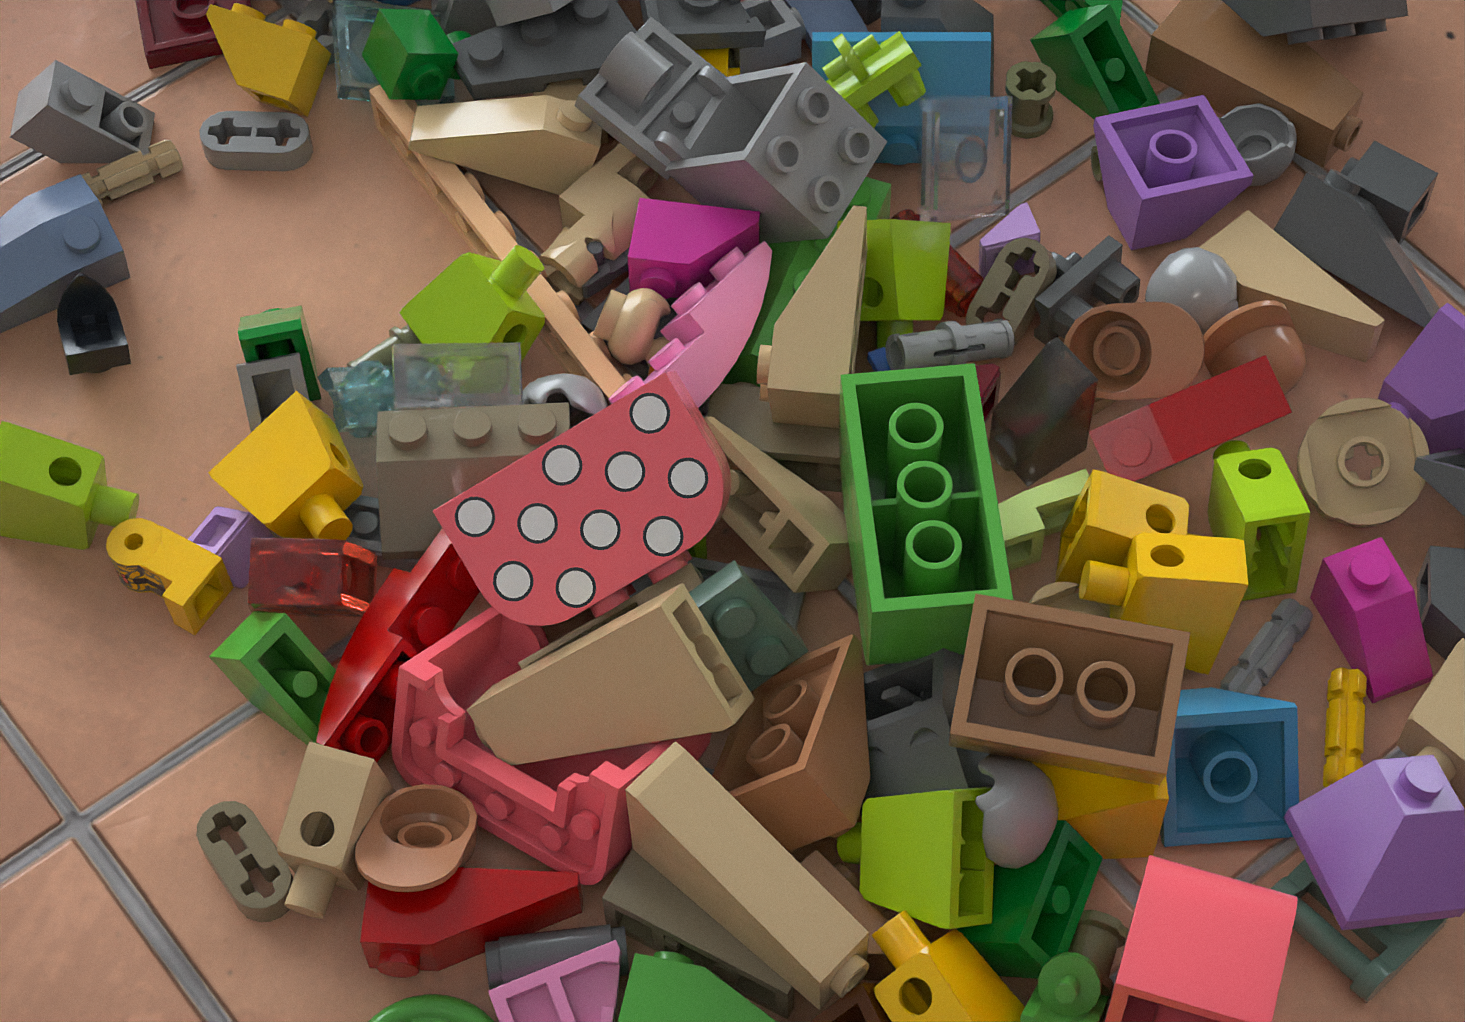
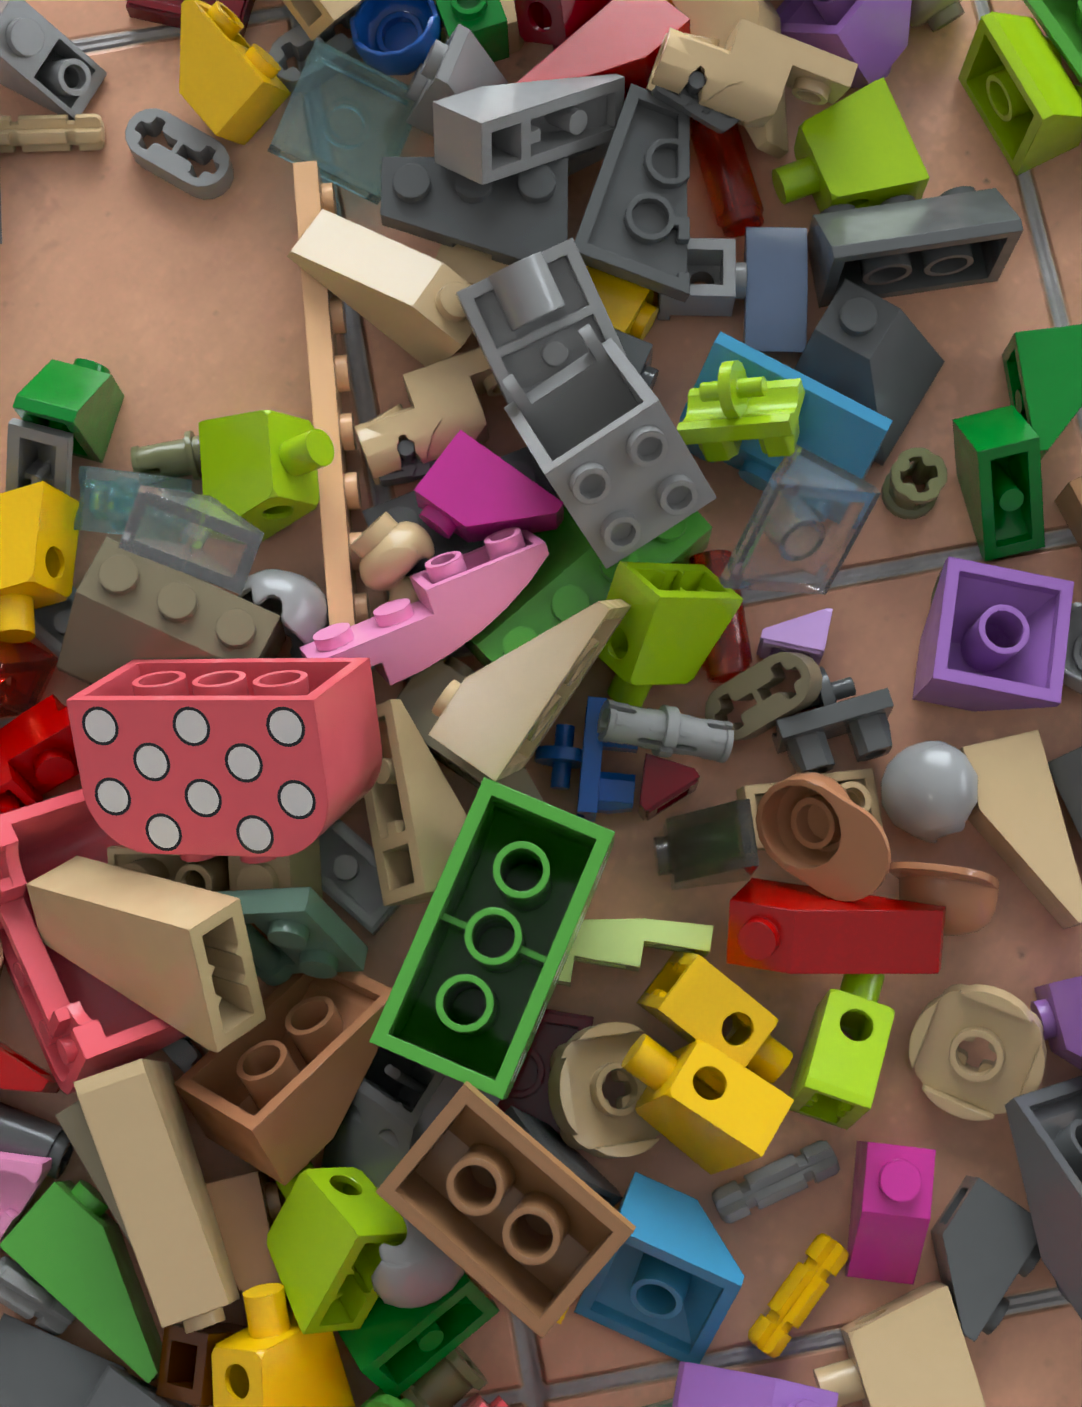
camera: 30 degrees right, 20 degrees up
(411, 54) = (348, 147): green brick -> none

